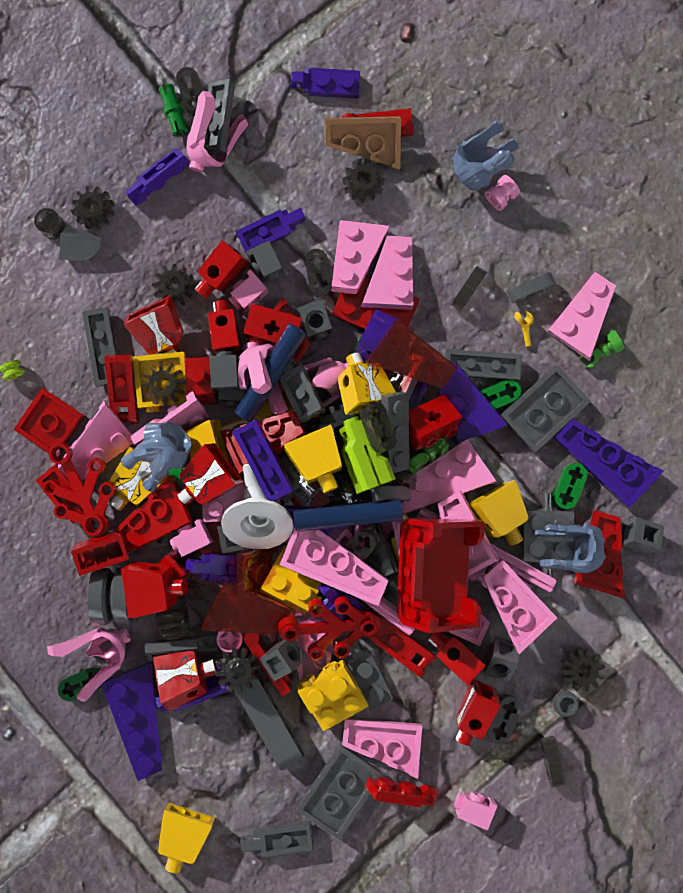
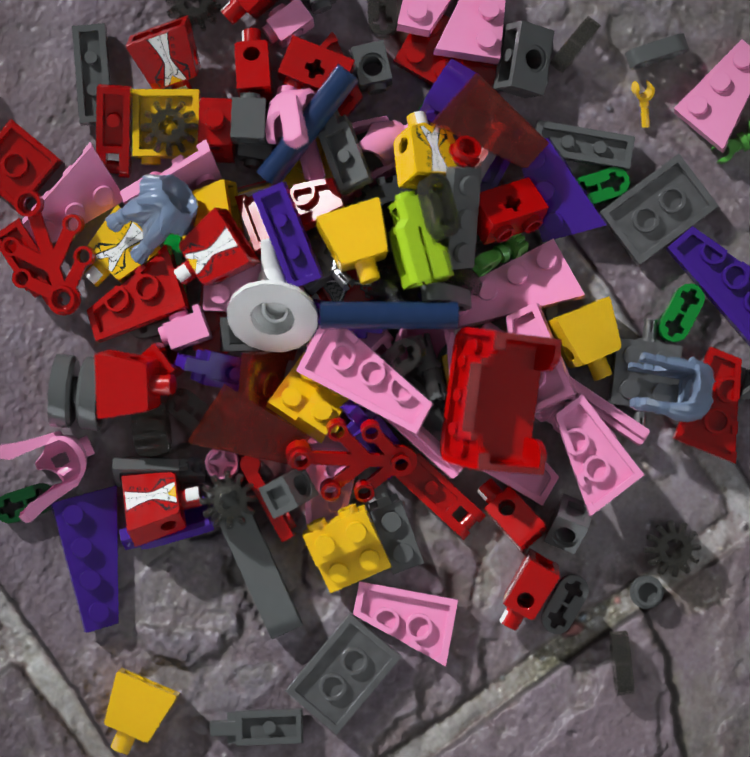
camera: 10 degrees right, 0 degrees up
(99, 552) = (68, 333): red torso -> none
(394, 381) = (465, 151): none -> red plate
(401, 793) = (426, 682): red hinge -> none
(431, 304) = (522, 42): none -> dark grey brick
(475, 809) = (514, 712): bright pink brick -> none

